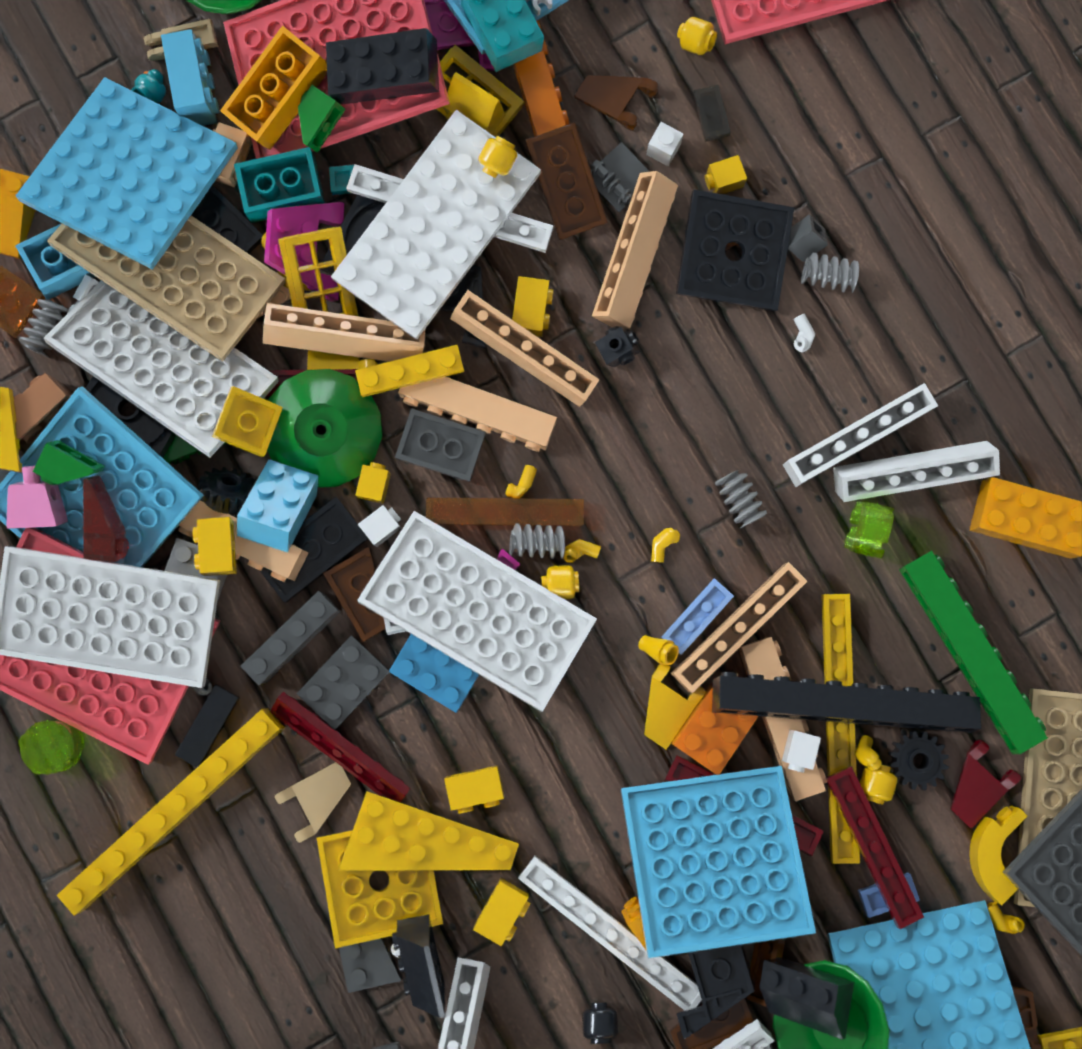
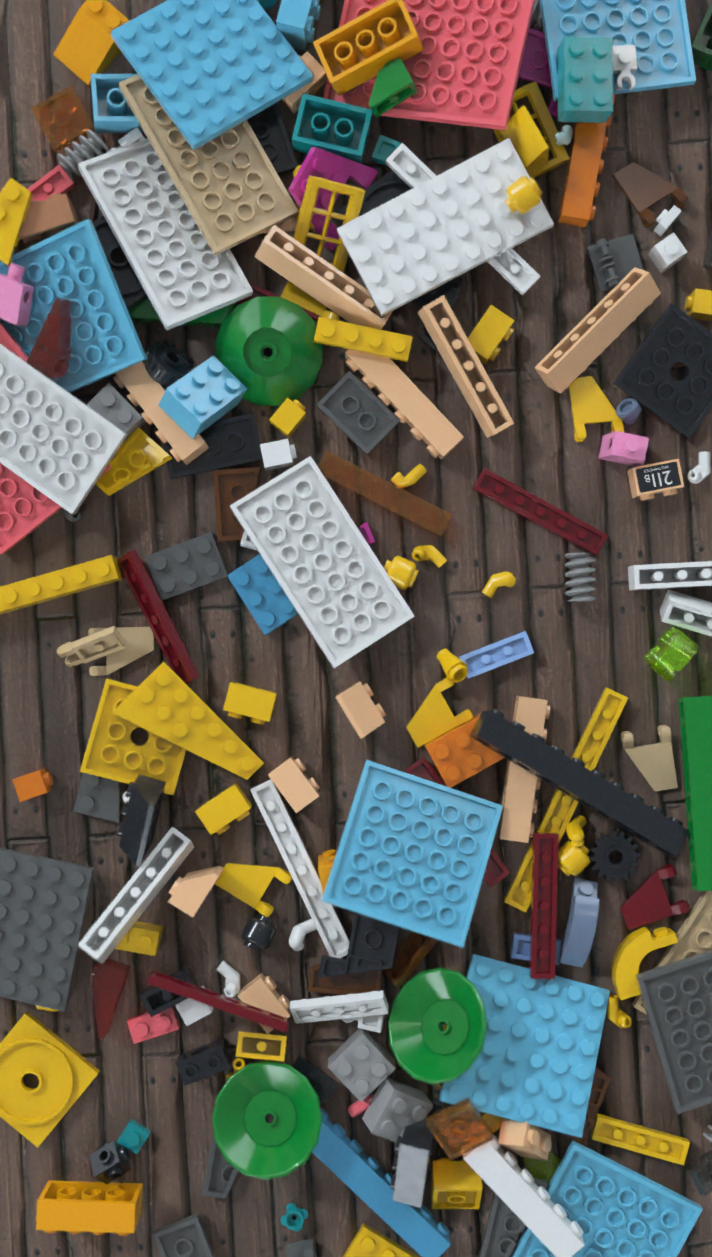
camera: 20 degrees right, 5 degrees up
(27, 368) = (53, 182): none -> coral plate
(63, 463) = (45, 276): green slope -> none
(207, 726) = (61, 547): black tile -> none
(215, 546) = (137, 405): yellow brick -> none
(237, 604) = (131, 461): none -> yellow wing
(247, 421) = (211, 315): yellow plate -> none
(286, 812) = (92, 647): none -> tan hinge
(290, 638) = (161, 510): dark grey brick -> none
(293, 985) = (33, 784): none -> orange brick
(382, 66) = (466, 70): black brick -> none
(509, 82) = (565, 136): none -> light aqua arm
(510, 1012) = (192, 889): none -> light nougat slope
(537, 540) = (398, 529): light grey piece -> none
(561, 849) = (294, 783): none -> light nougat brick
(565, 975) = (250, 883): none -> yellow flag
(567, 181) = (570, 244): reddish brown tile -> none
(589, 739) = (360, 708): none -> light nougat slope
(618, 346) = (543, 403): black brick -> none
(641, 1003) = (298, 934): none -> white arm
(647, 112) = (665, 219): none -> white plate
(667, 326) = (590, 406): none -> yellow flag
(669, 453) = (540, 512): none -> dark red tile
(705, 312) = (628, 410): none -> sand blue tile
(720, 351) = (625, 448): none -> bright pink torso
(738, 627) = (525, 679): light nougat brick -> none
(765, 365) = (655, 478): none -> brick
(800, 750) = (524, 801): white brick -> none
(807, 996) = (431, 992): black slope -> none
(907, 643) = (653, 760): none -> tan flag
(922, 846) = (581, 923): none -> sand blue arch

